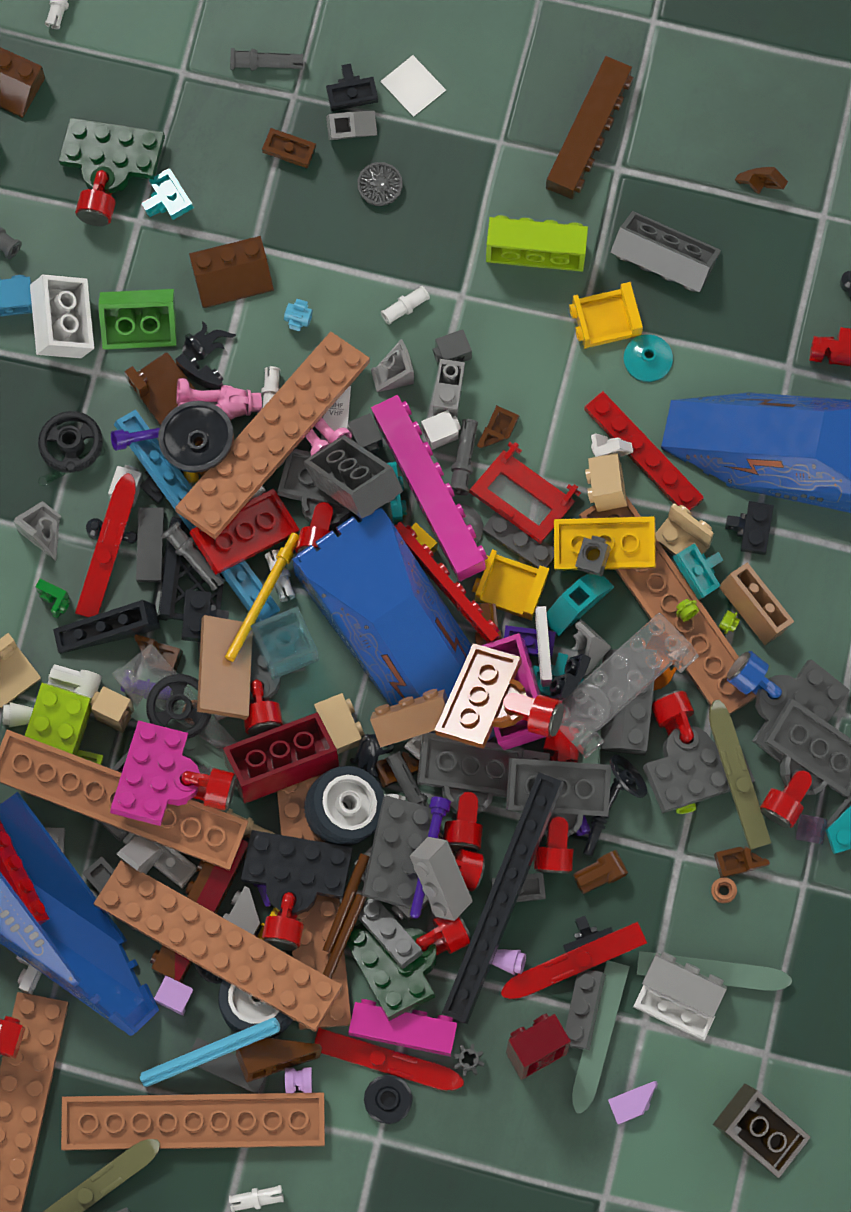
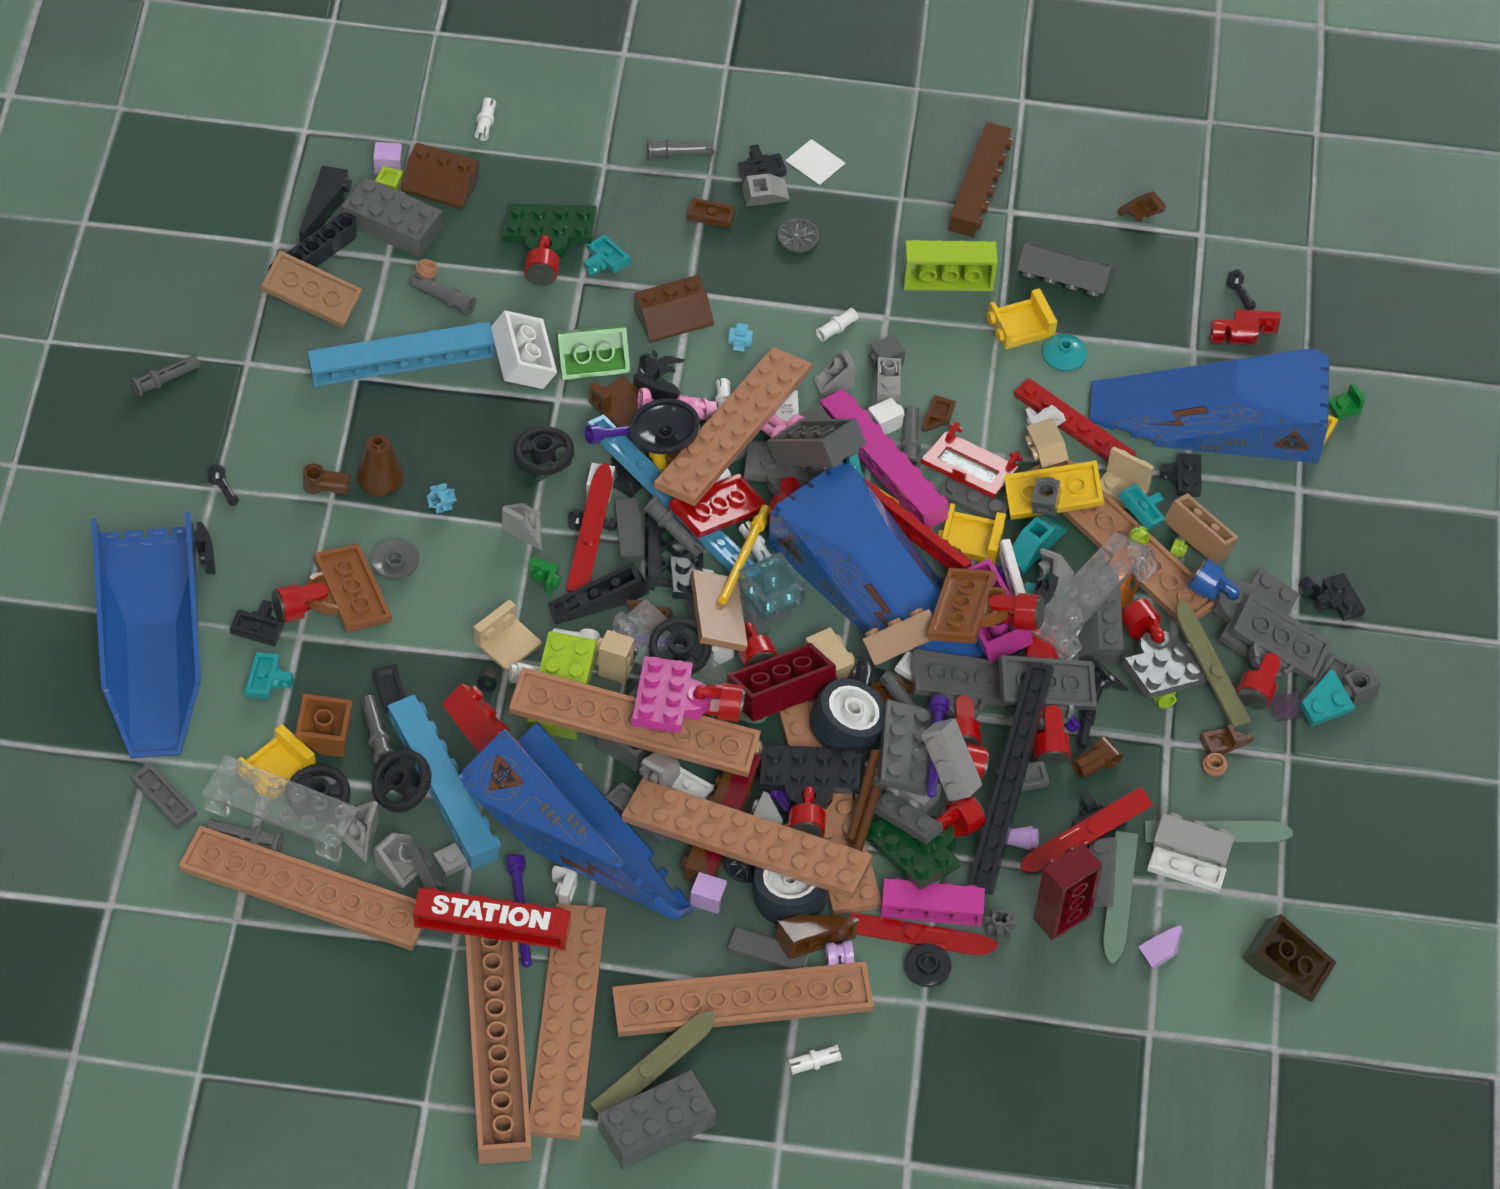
camera: 10 degrees left, 20 degrees down
(210, 1052) = (752, 930): medium azure axle -> none

